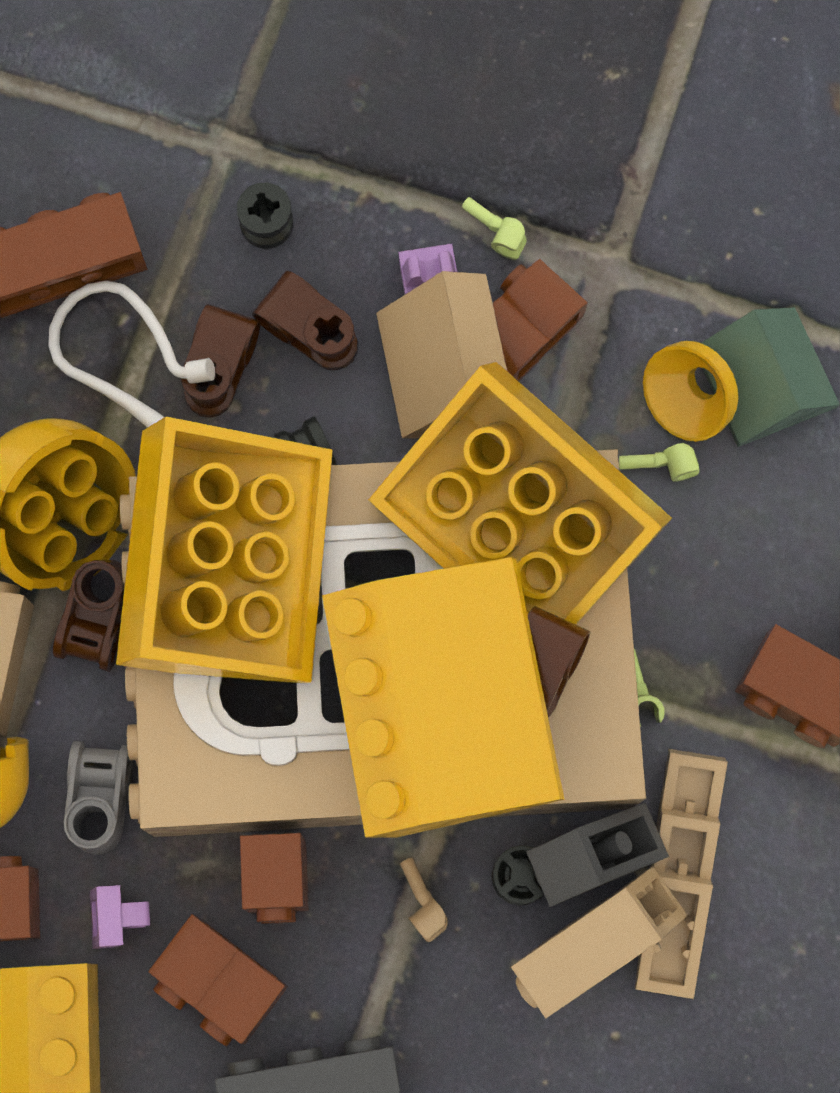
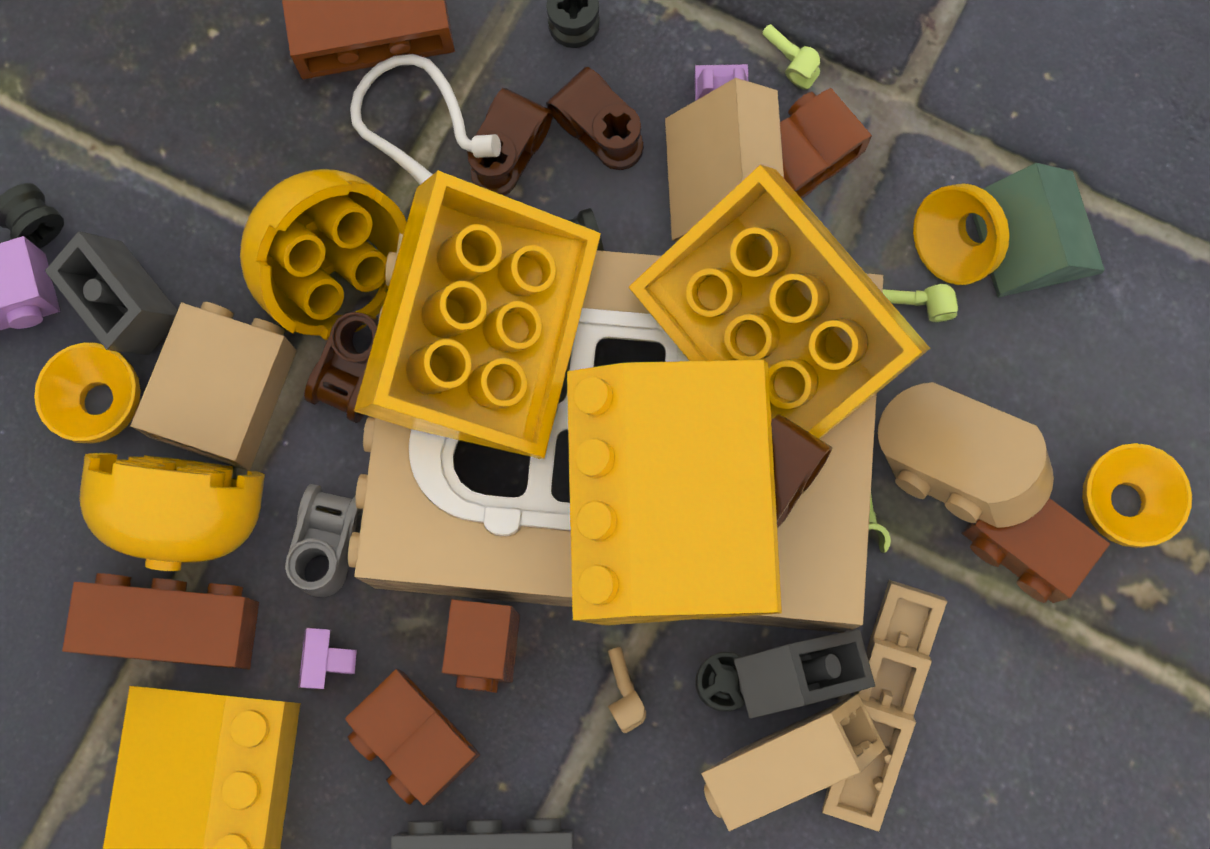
camera: 15 degrees right, 0 degrees up
(724, 615) = (966, 455): none -> tan brick

